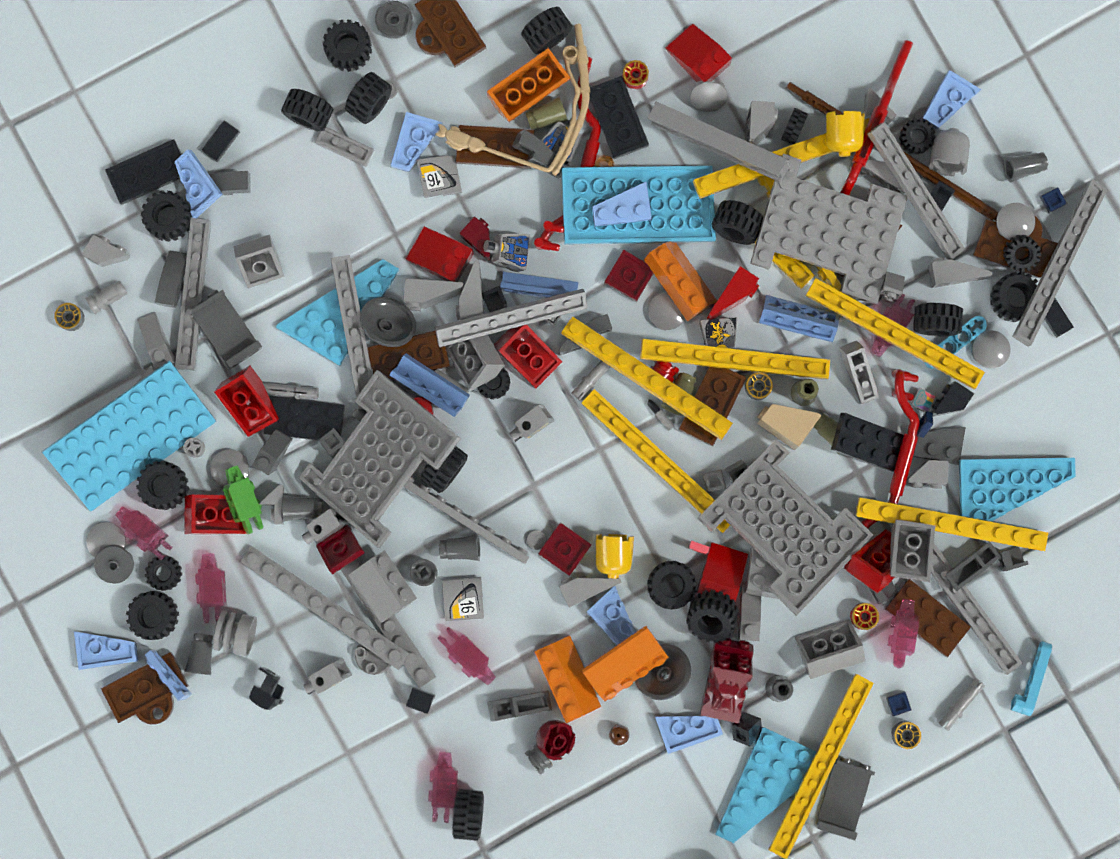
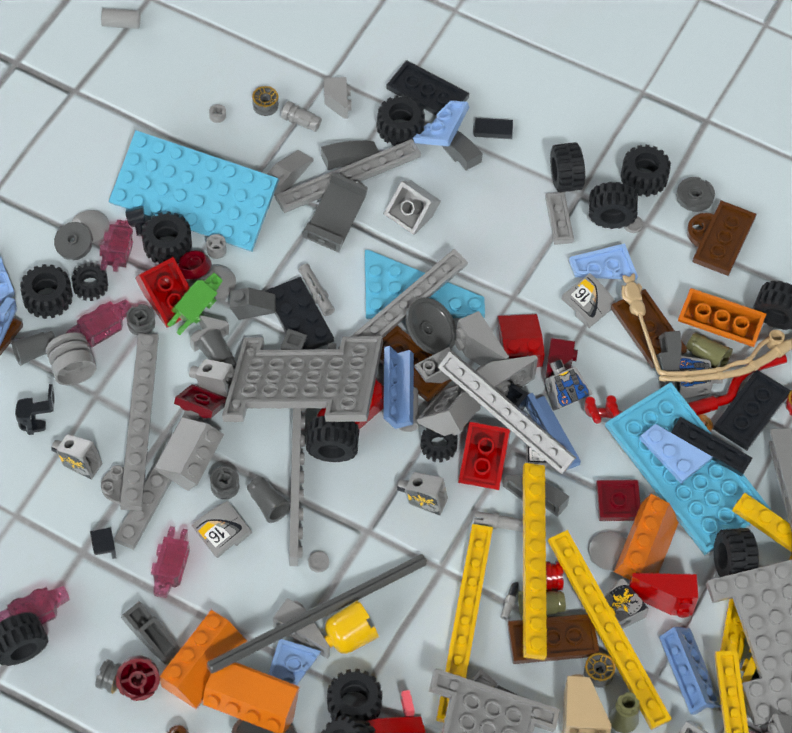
camera: 55 degrees right, 25 degrees down
(50, 361) = (216, 117): none -> light grey bush
(123, 498) = (136, 218): none -> black piece
(202, 477) = (194, 264): none -> dark red hat
(236, 552) = (143, 326): none -> dark grey wheel
(247, 401) = (285, 259): red slope -> none
(430, 349) = (429, 367): none -> light grey slope
(565, 549) = (323, 585): dark red plate -> none
(588, 572) = (315, 614): none -> dark grey axle
(635, 175) = (719, 450): none -> black tile

